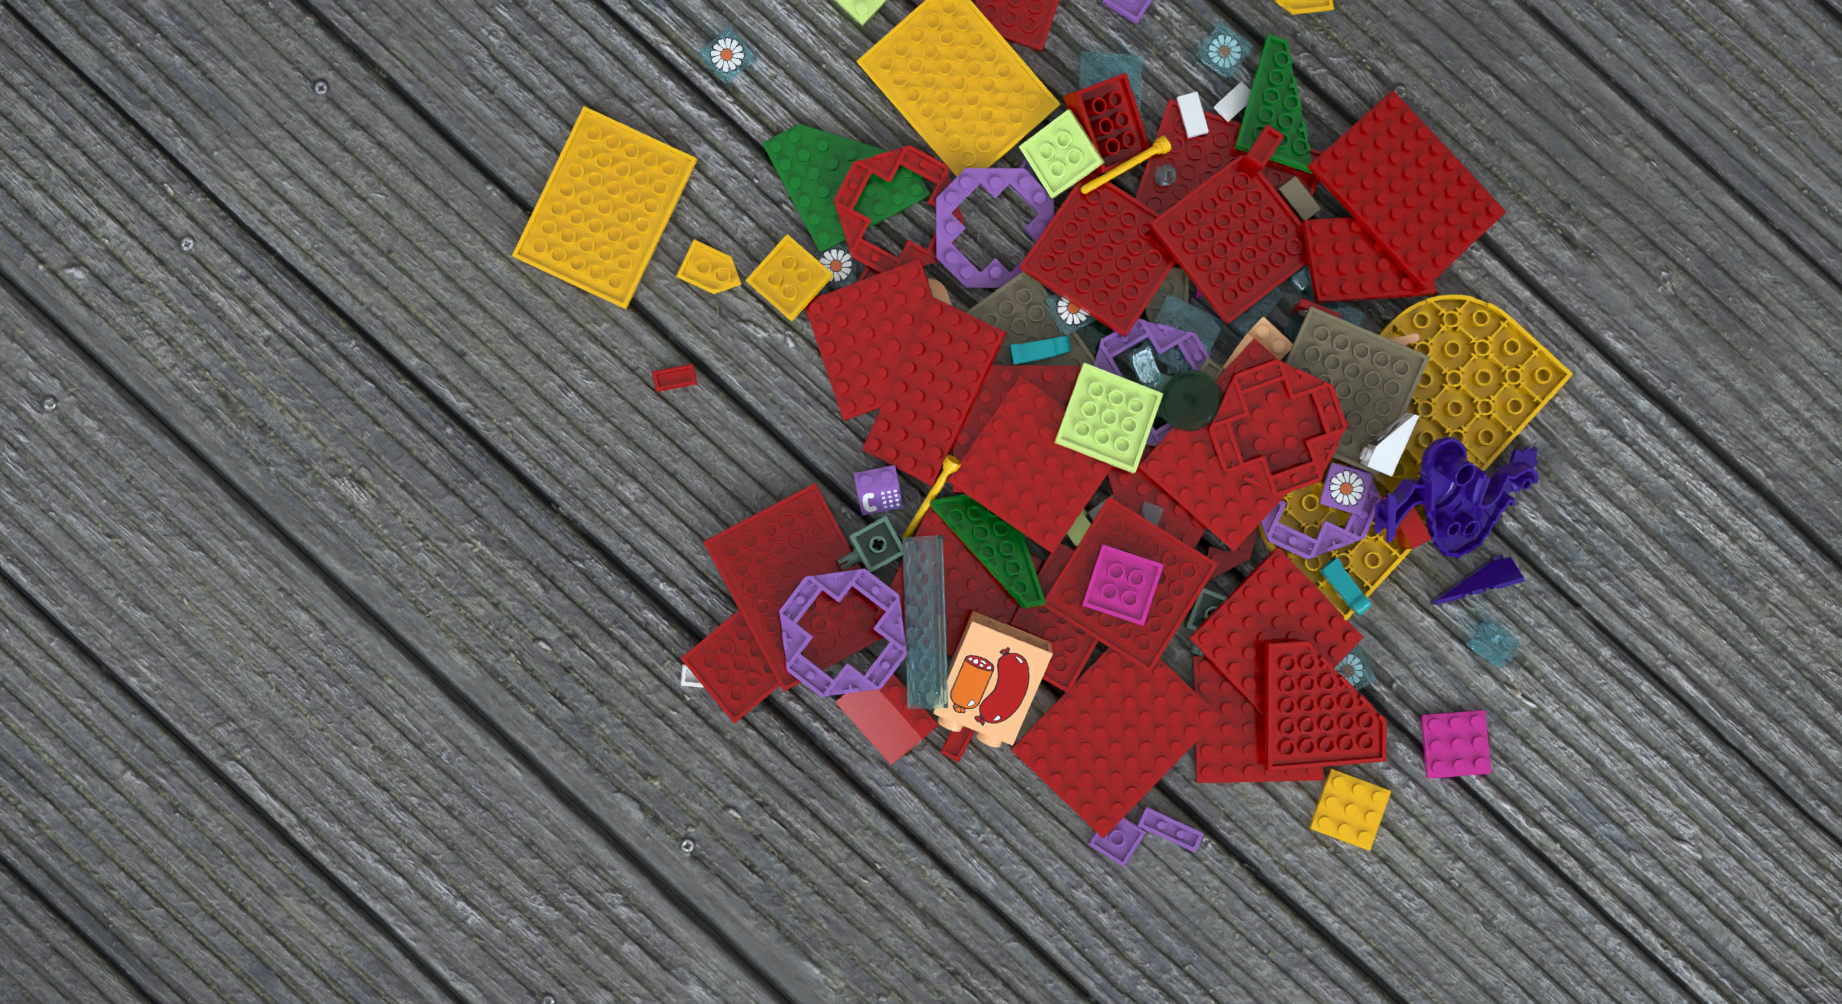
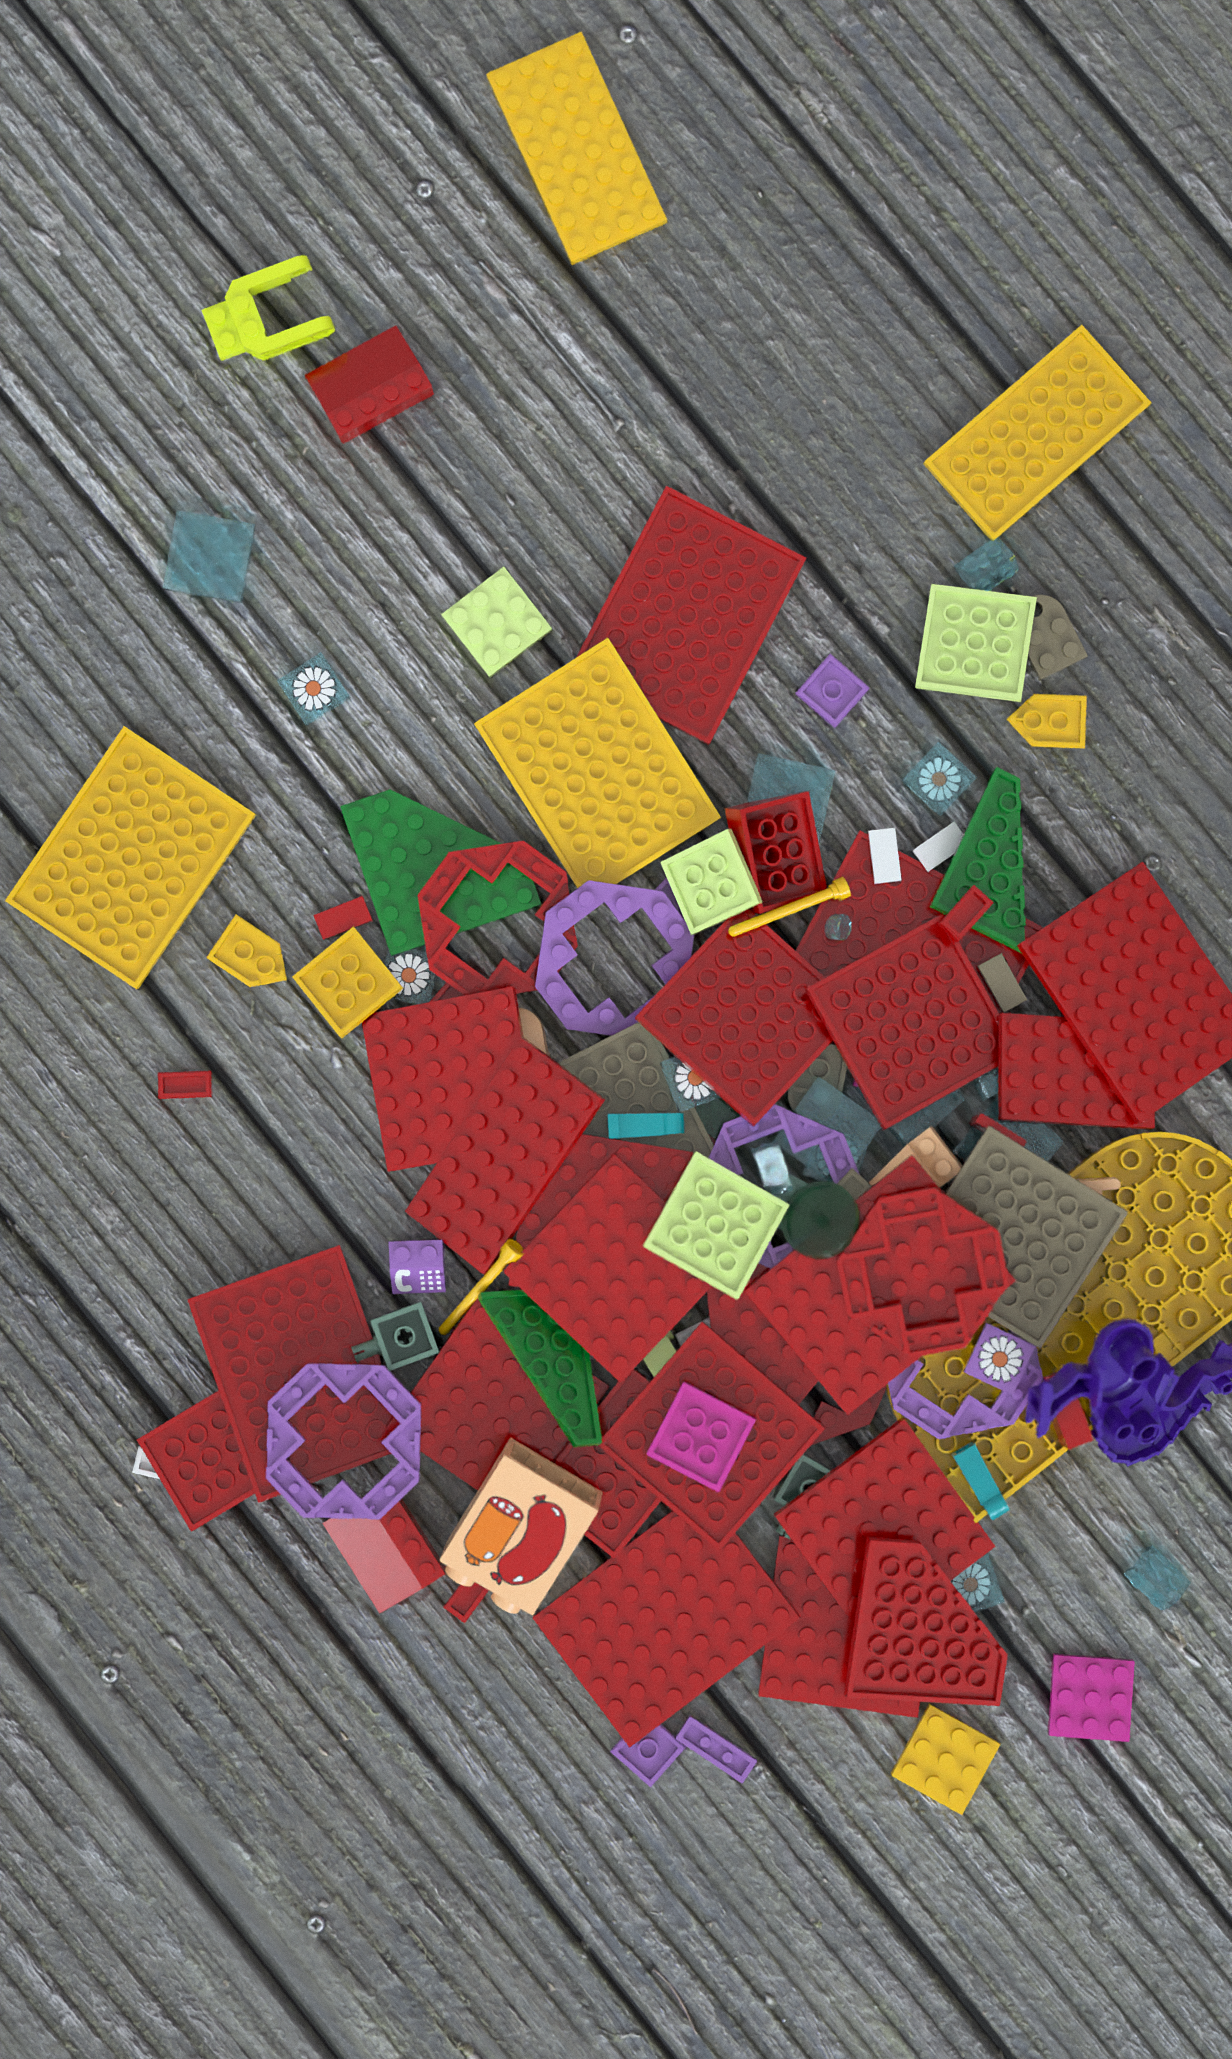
camera: 10 degrees right, 0 degrees up
(777, 229) = (343, 918): none -> red tile
(925, 622) = (447, 1445): clear light blue plate -> none
(1151, 512) = (753, 1350): clear light blue tile -> none
(1386, 449) = (1054, 1319): white slope -> none
(1493, 574) = (1170, 1492): dark purple wedge -> none

